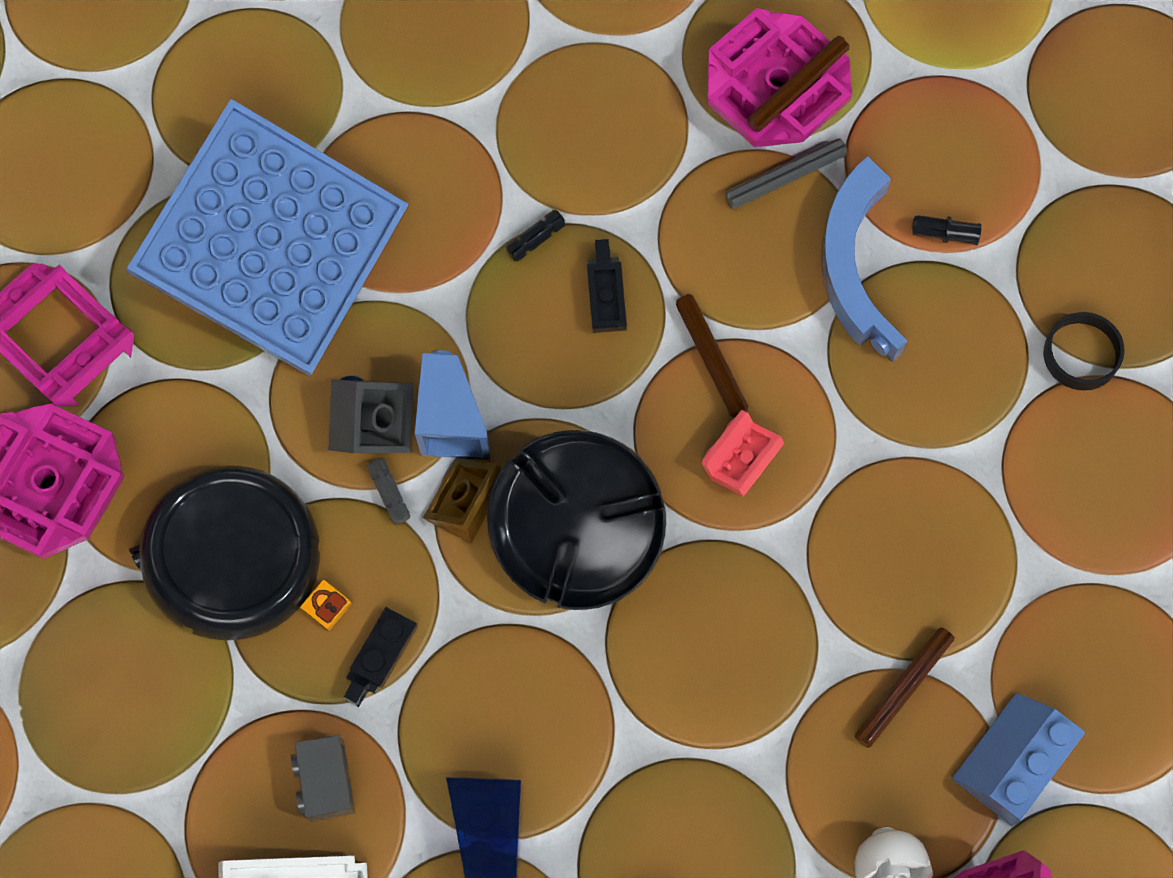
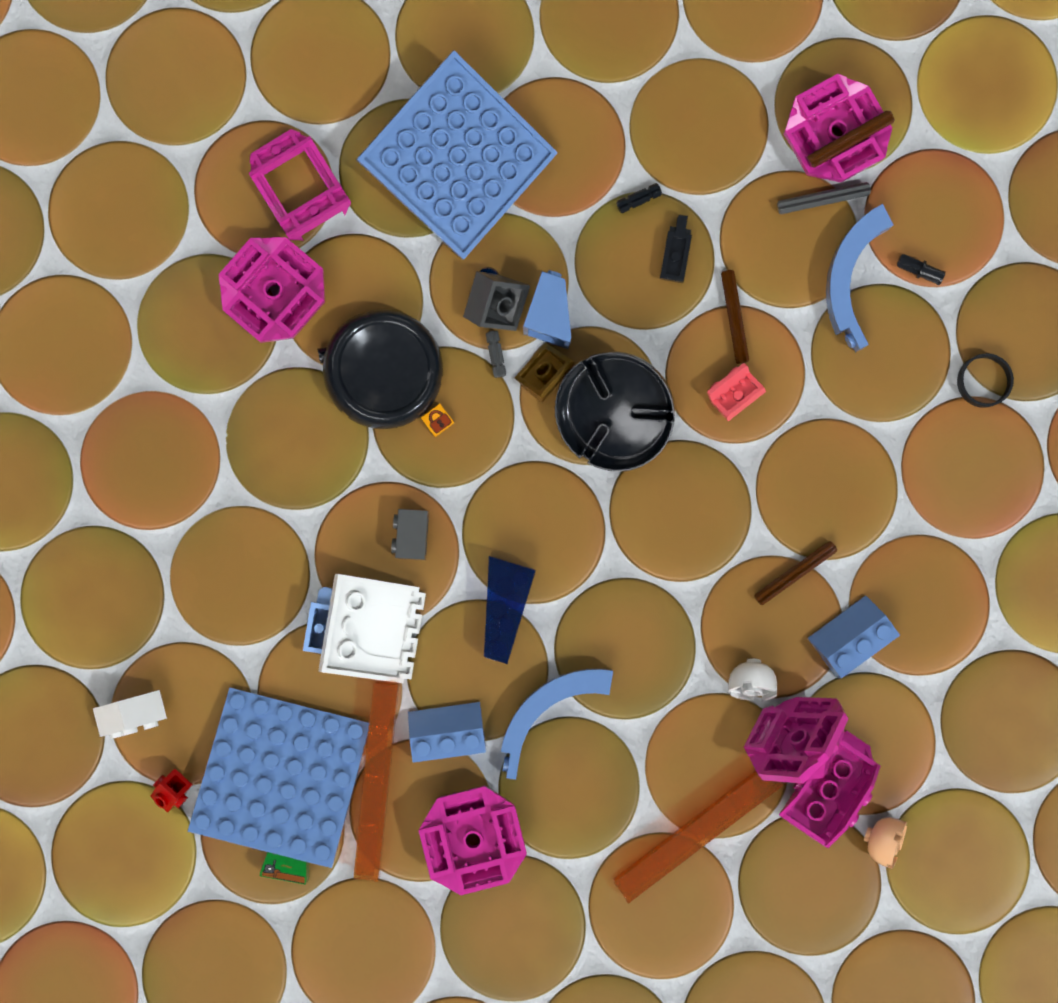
camera: 10 degrees right, 15 degrees up
(379, 655) = (464, 462): black hinge -> none

